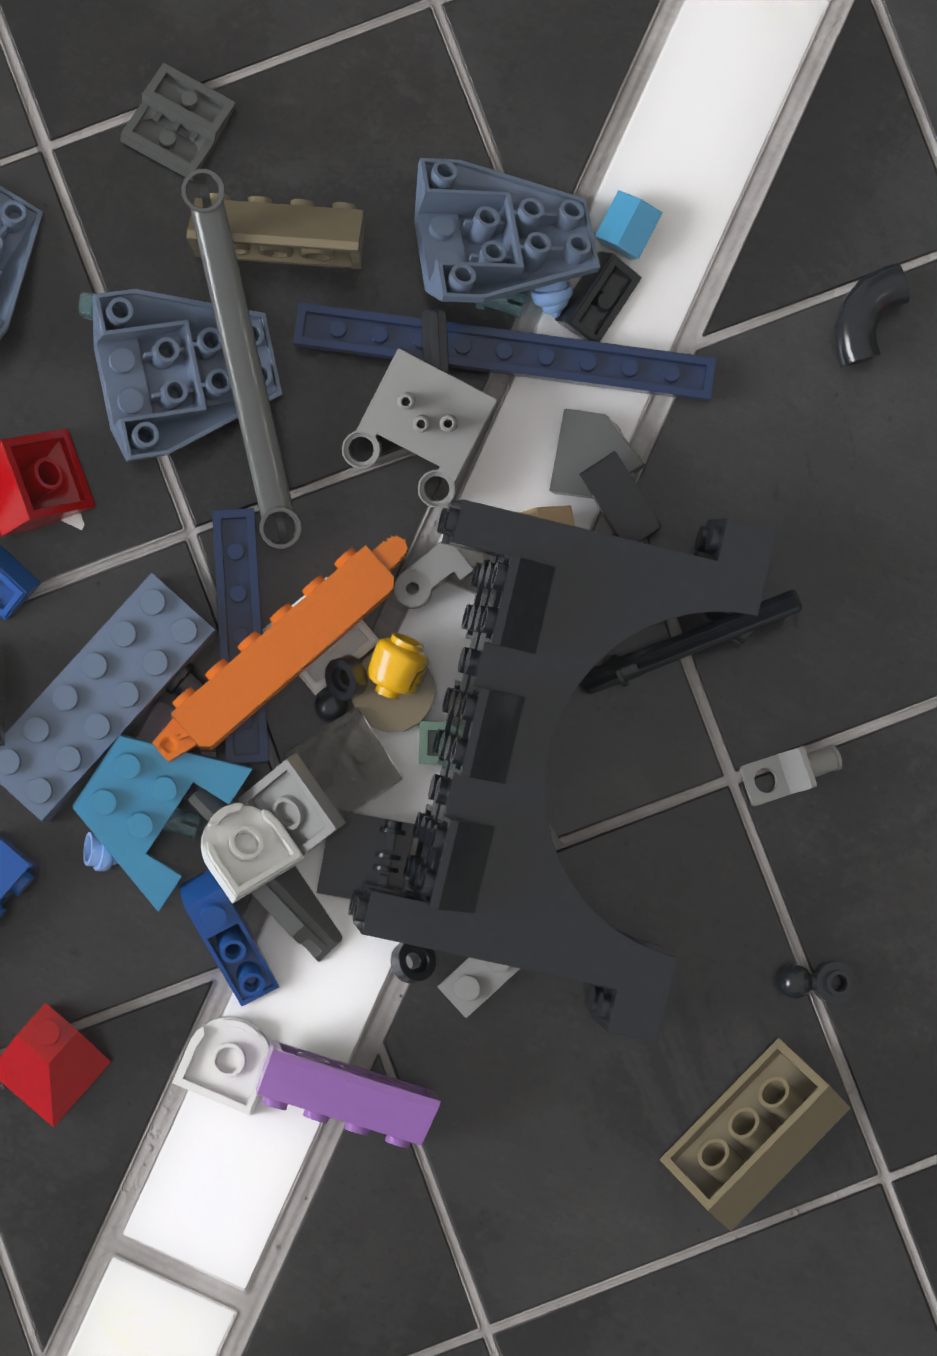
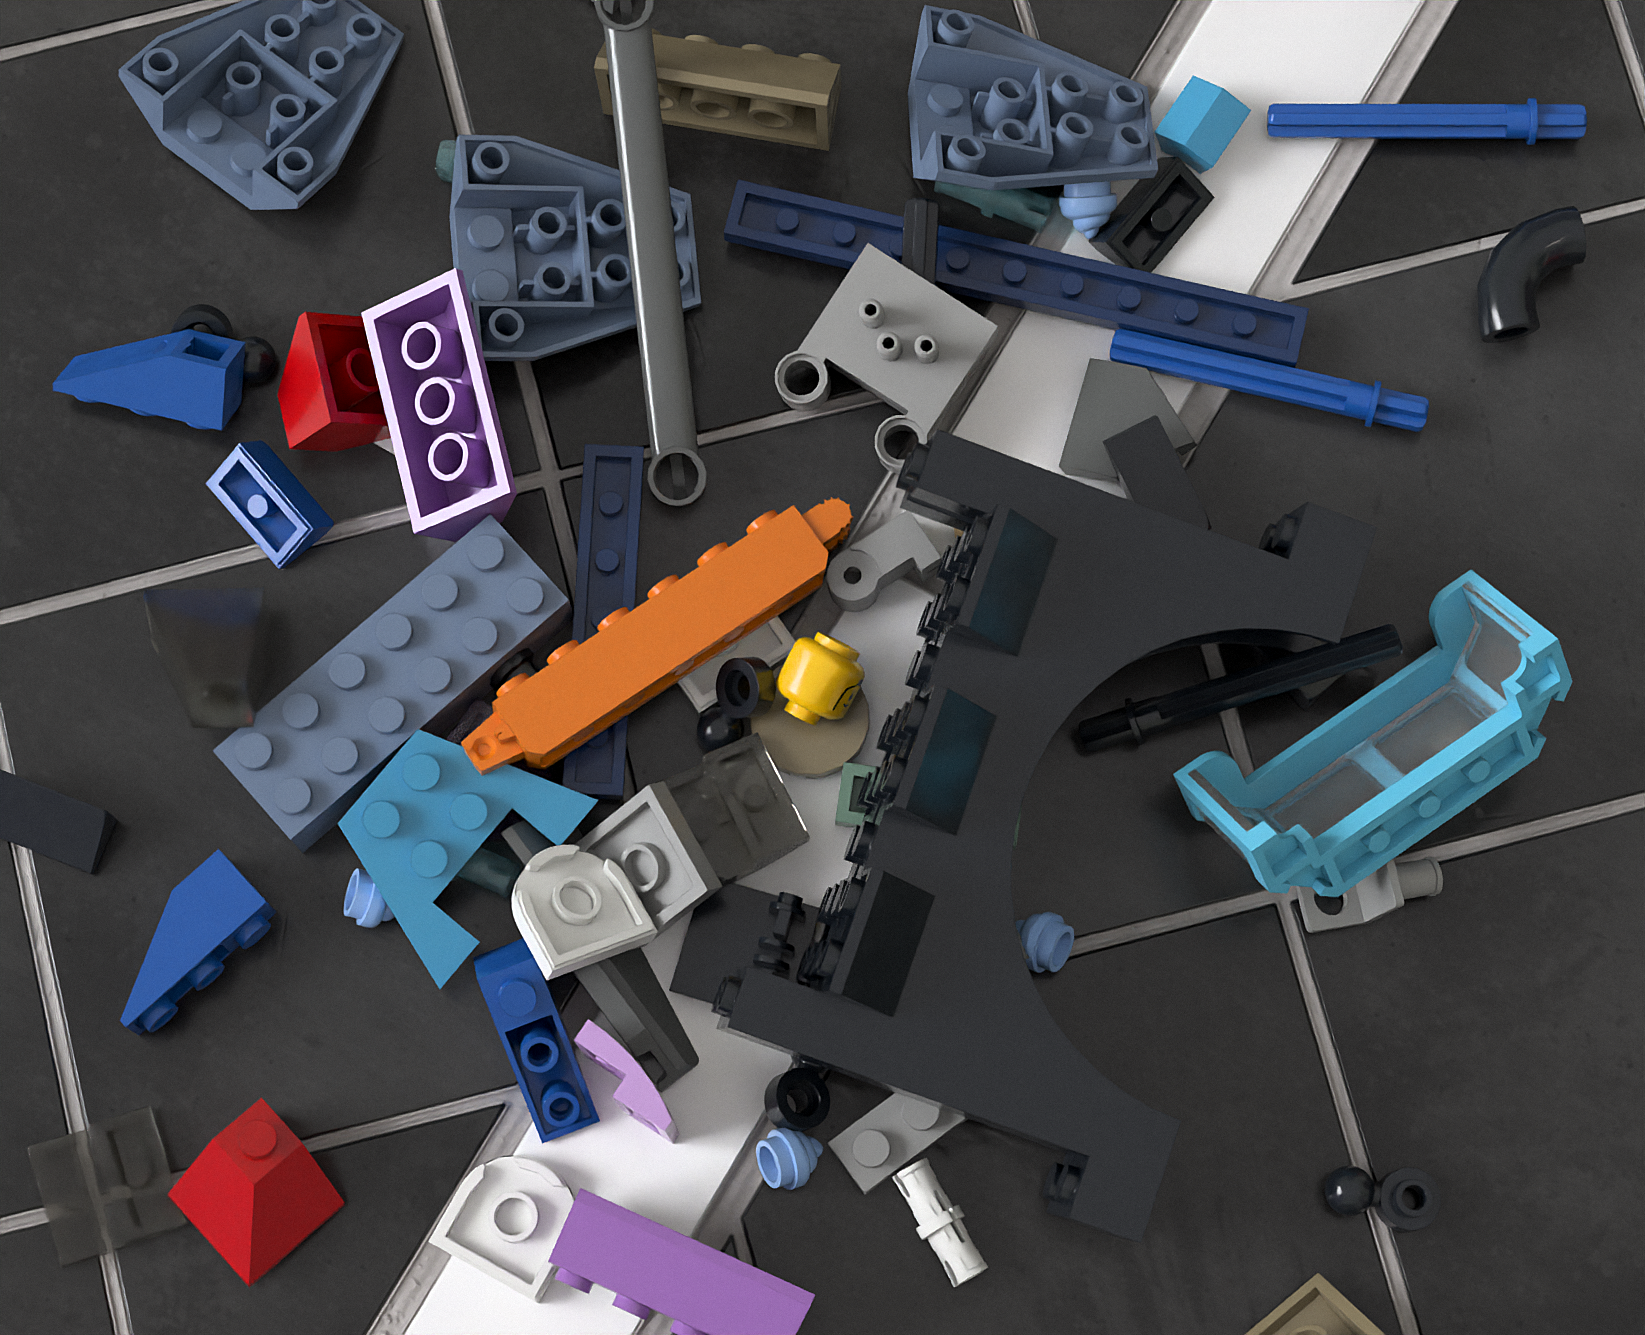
camera: 10 degrees right, 10 degrees down
(105, 498) = (440, 408): none -> medium lavender slope
(307, 972) = (636, 1092): none -> lavender slope
(411, 1000) = (787, 1158): none -> light blue plate
(519, 1032) = (940, 1222): none -> white pin
(572, 831) = (1045, 941): none -> light blue plate
(693, 412) = (1271, 380): none -> blue axle
(789, 206) = (1428, 121): none -> blue axle
(800, 683) = (1395, 756): none -> medium azure windscreen

